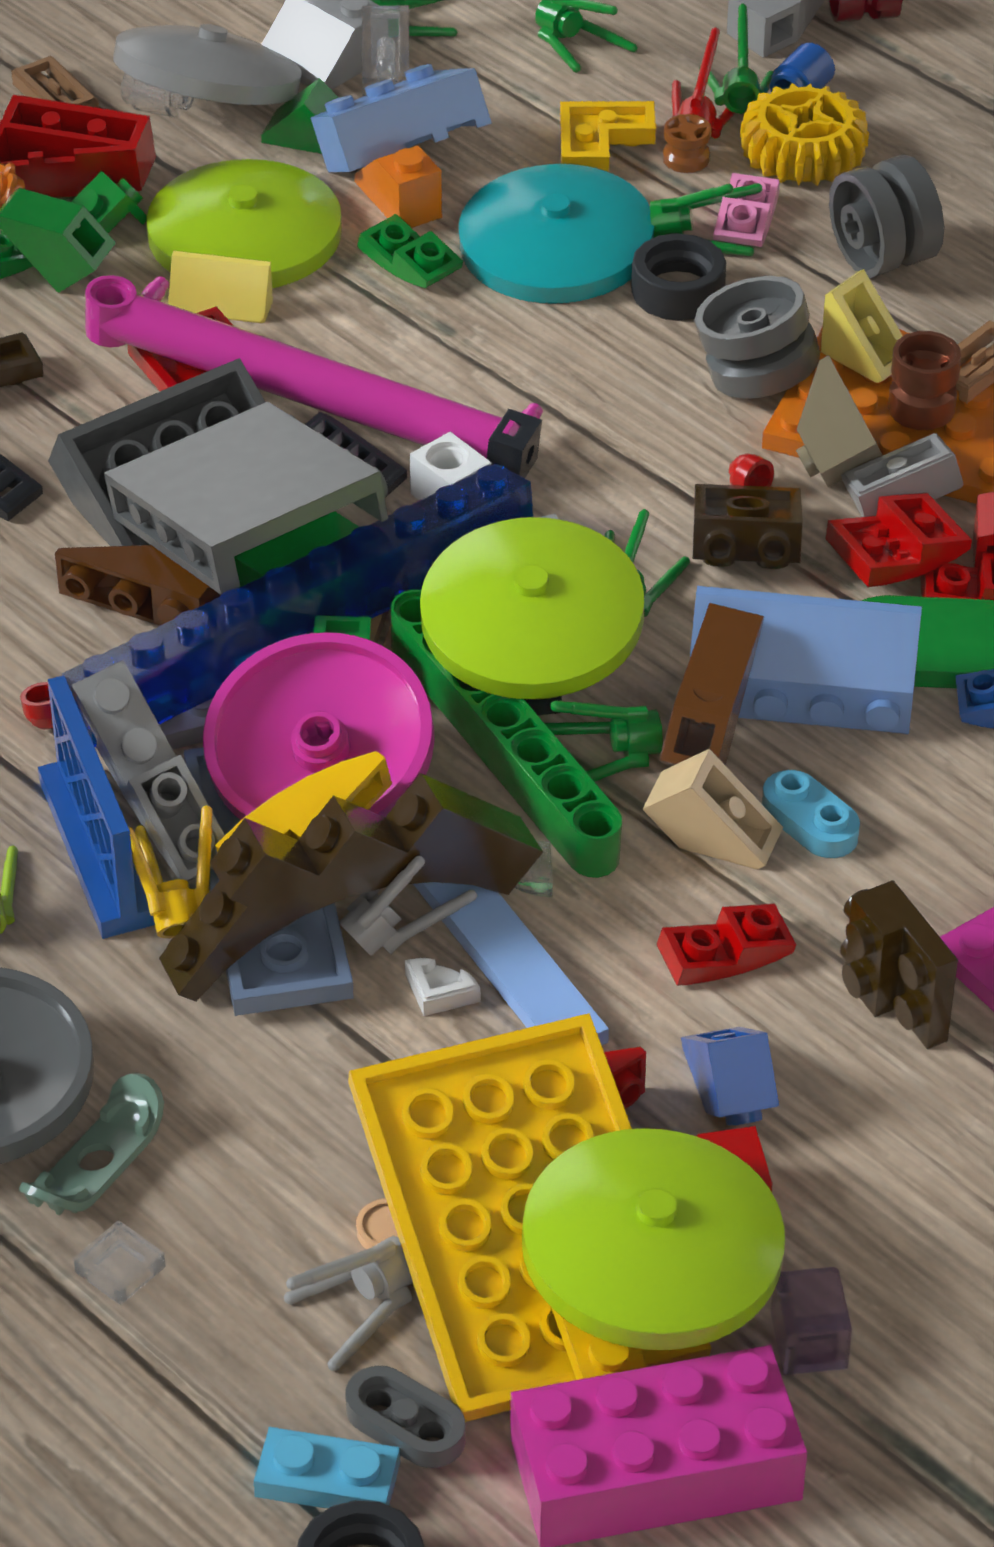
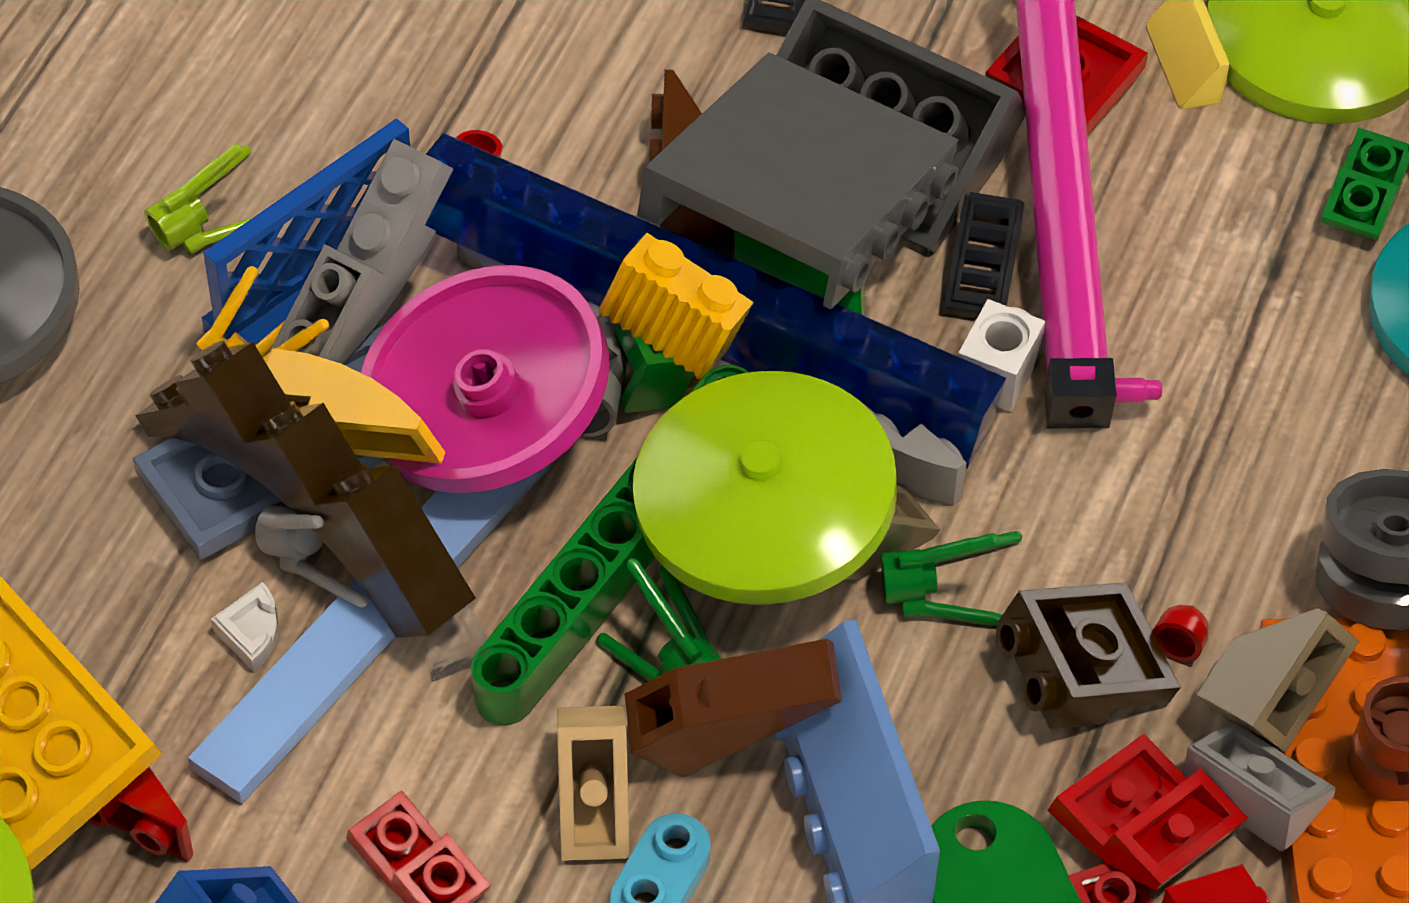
camera: 65 degrees right, 10 degrees up
(335, 591) = (675, 305): none -> yellow brick

